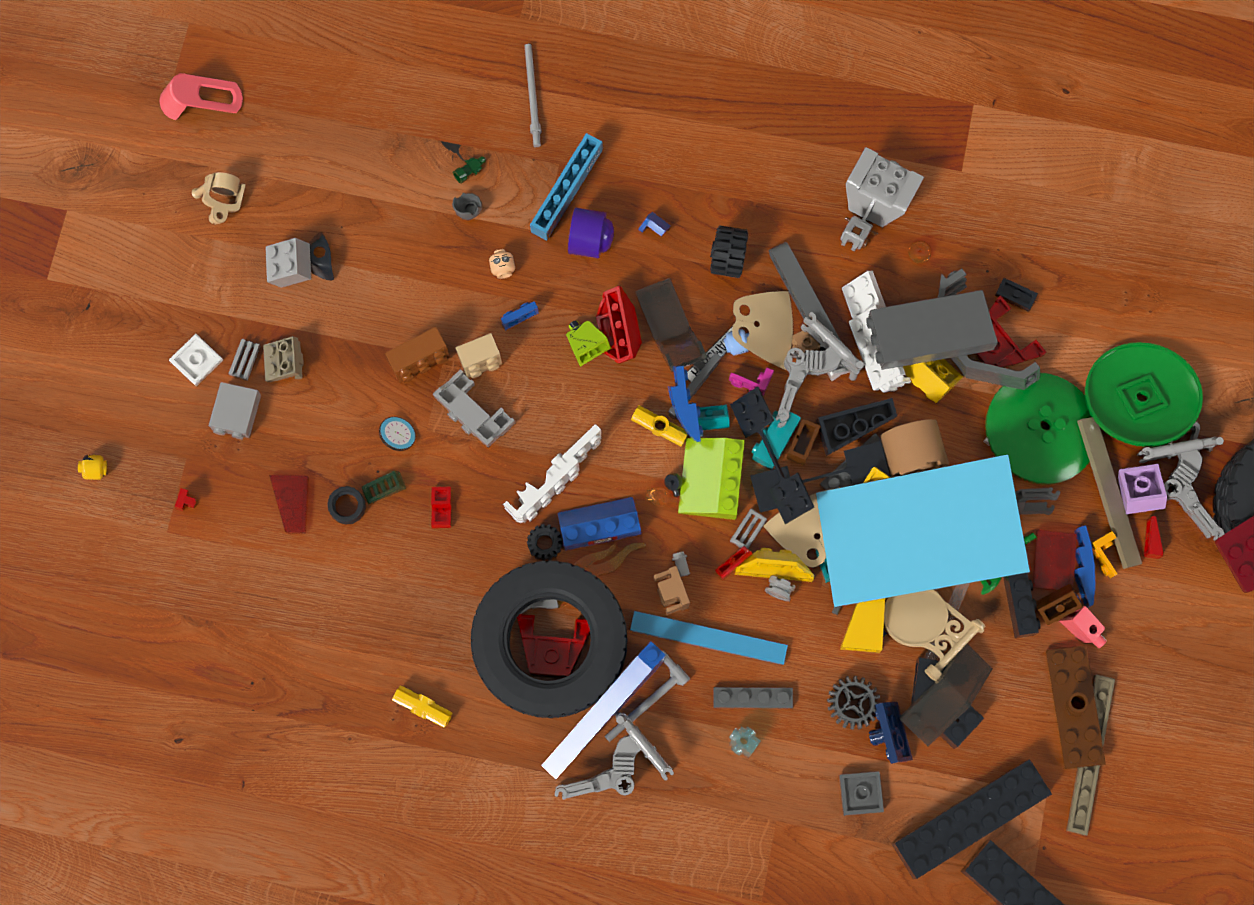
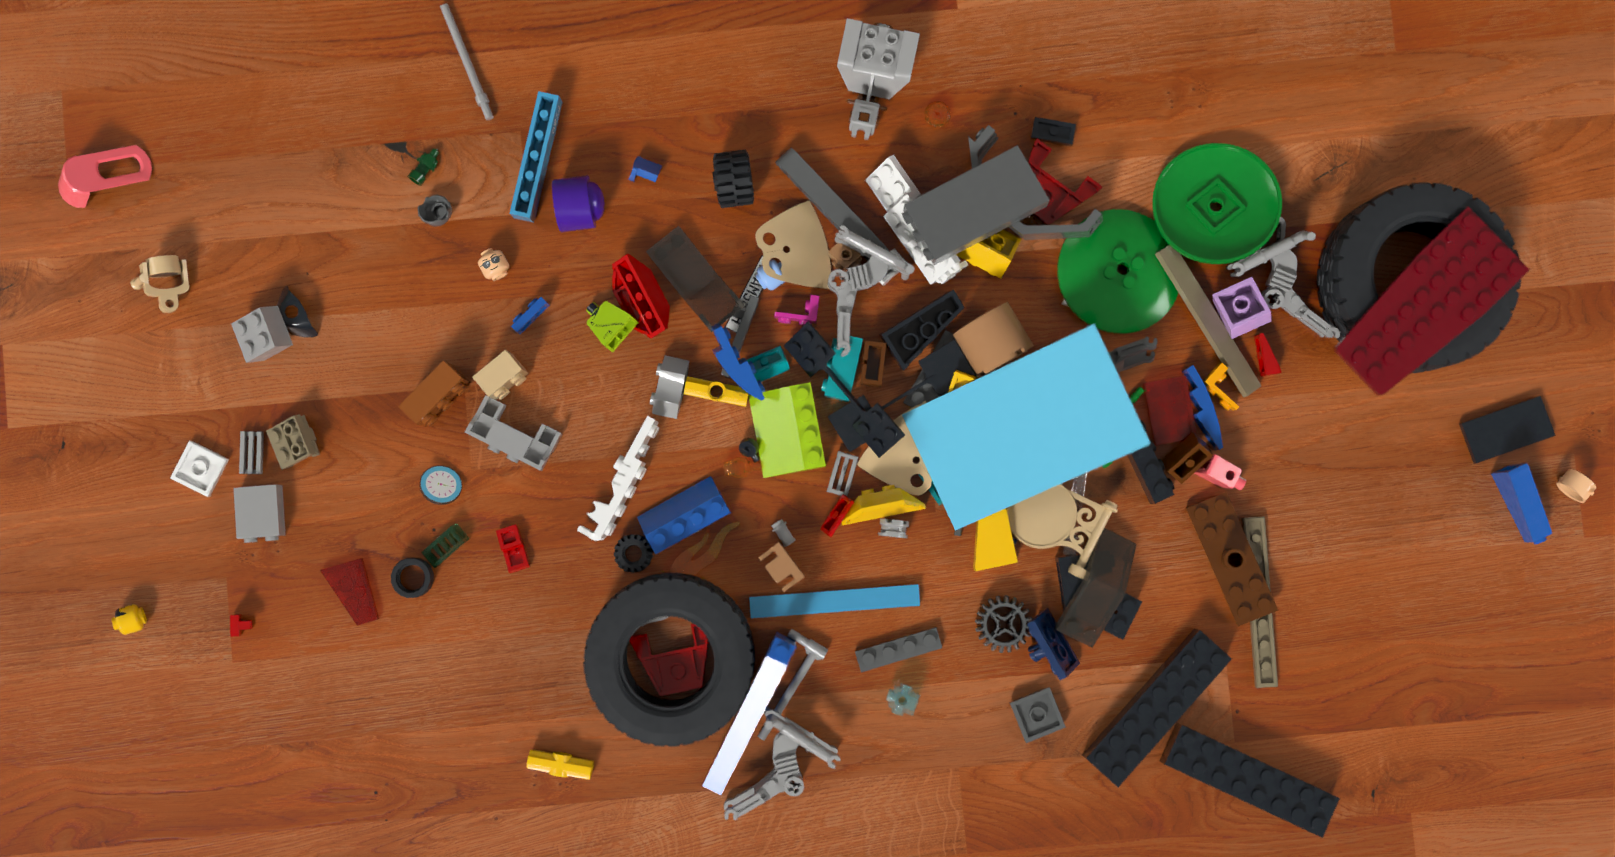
camera: 15 degrees left, 10 degrees up
(621, 410) = (670, 387): none -> light grey brick

